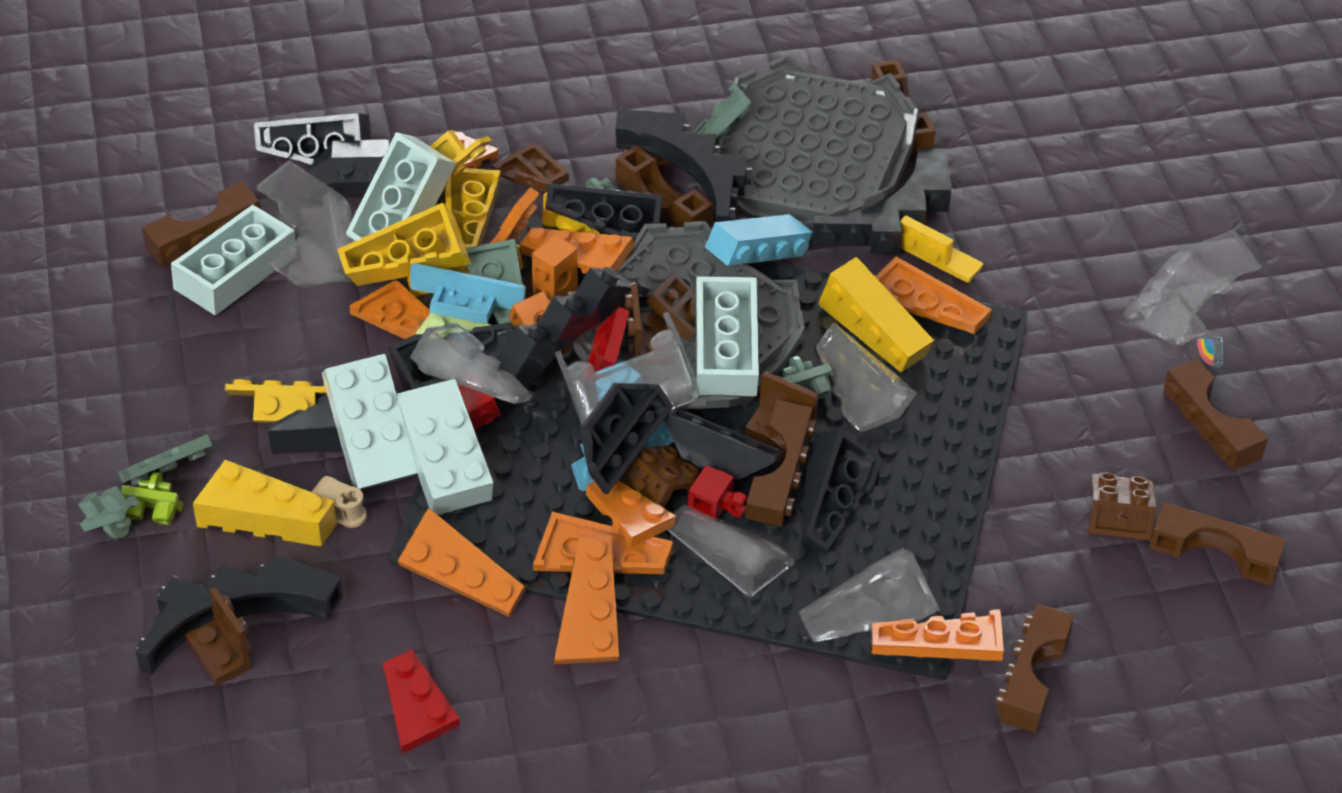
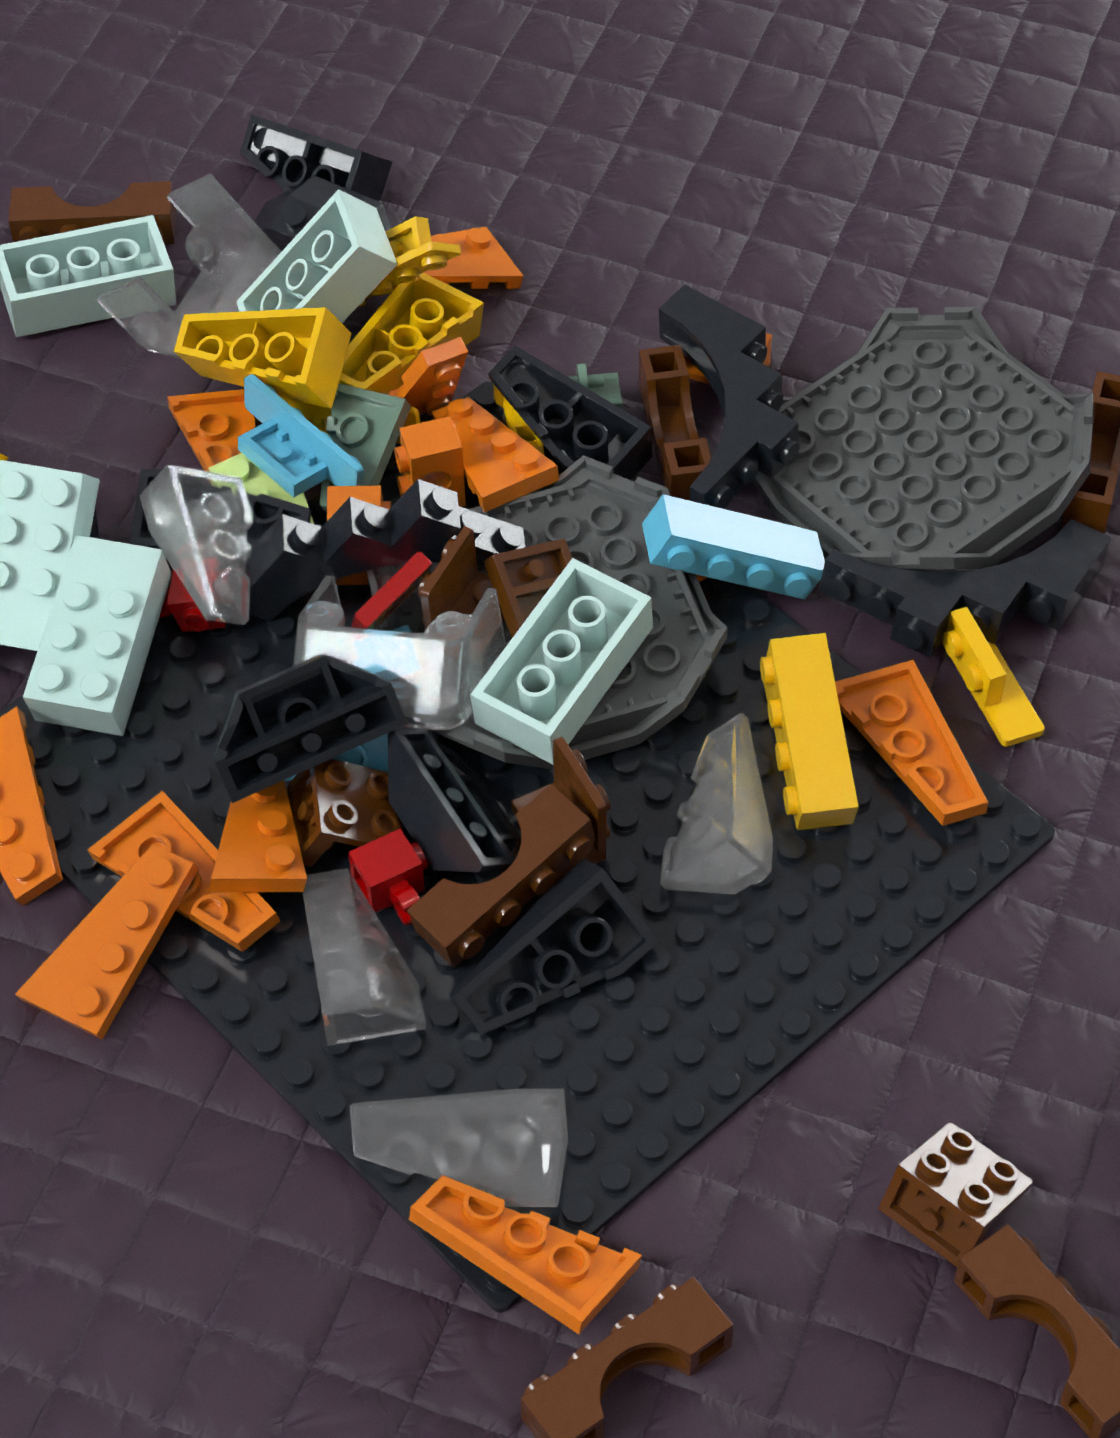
camera: 35 degrees right, 5 degrees up
(532, 168) = (542, 319): reddish brown wing -> none
(725, 113) = (838, 350): sand green wing -> none
(808, 377) = (659, 779): sand green hips -> none

